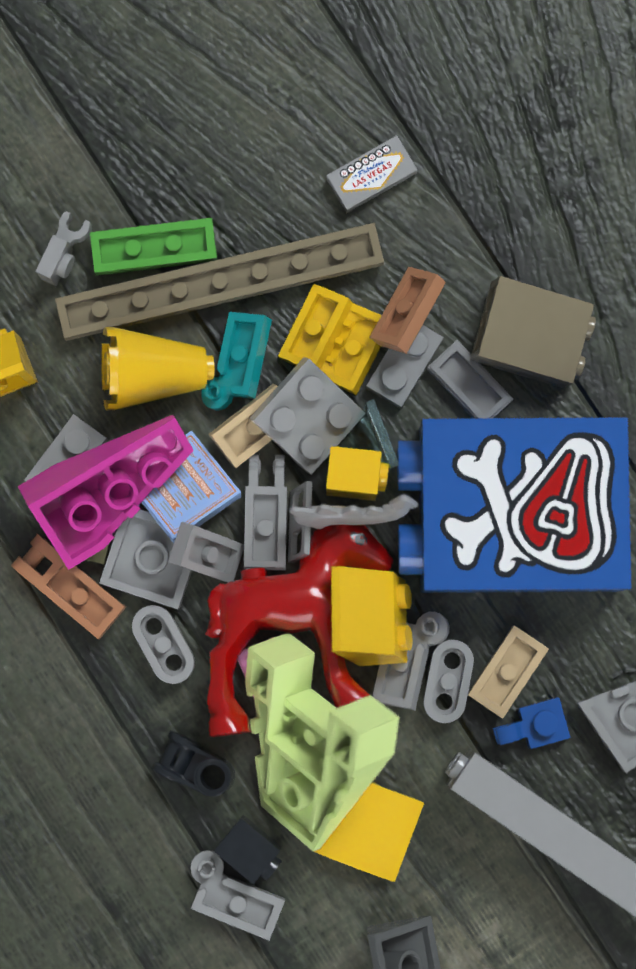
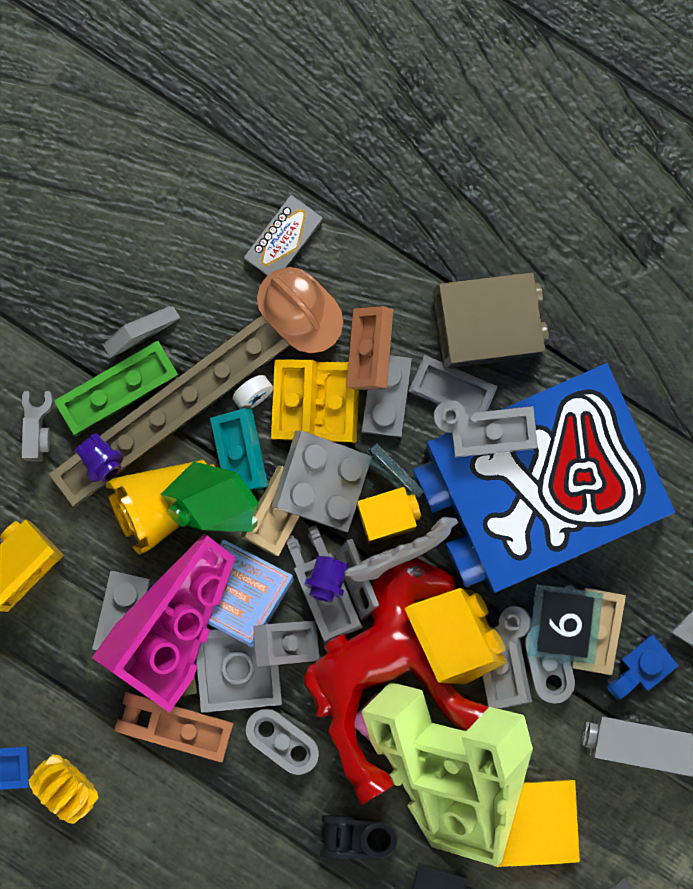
camera: 30 degrees left, 0 degrees up
(107, 303) = (99, 459): none -> dark purple hose
(193, 385) = (211, 500): none -> green slope
(199, 202) = (140, 330): none -> light grey tile
(271, 508) = (326, 579): none -> dark purple hose
(279, 304) = (252, 392): none -> white tile
(358, 246) = (300, 310): none -> nougat piece
(479, 651) = (565, 624): none -> piece
(483, 431) = (486, 431): none -> light grey hinge

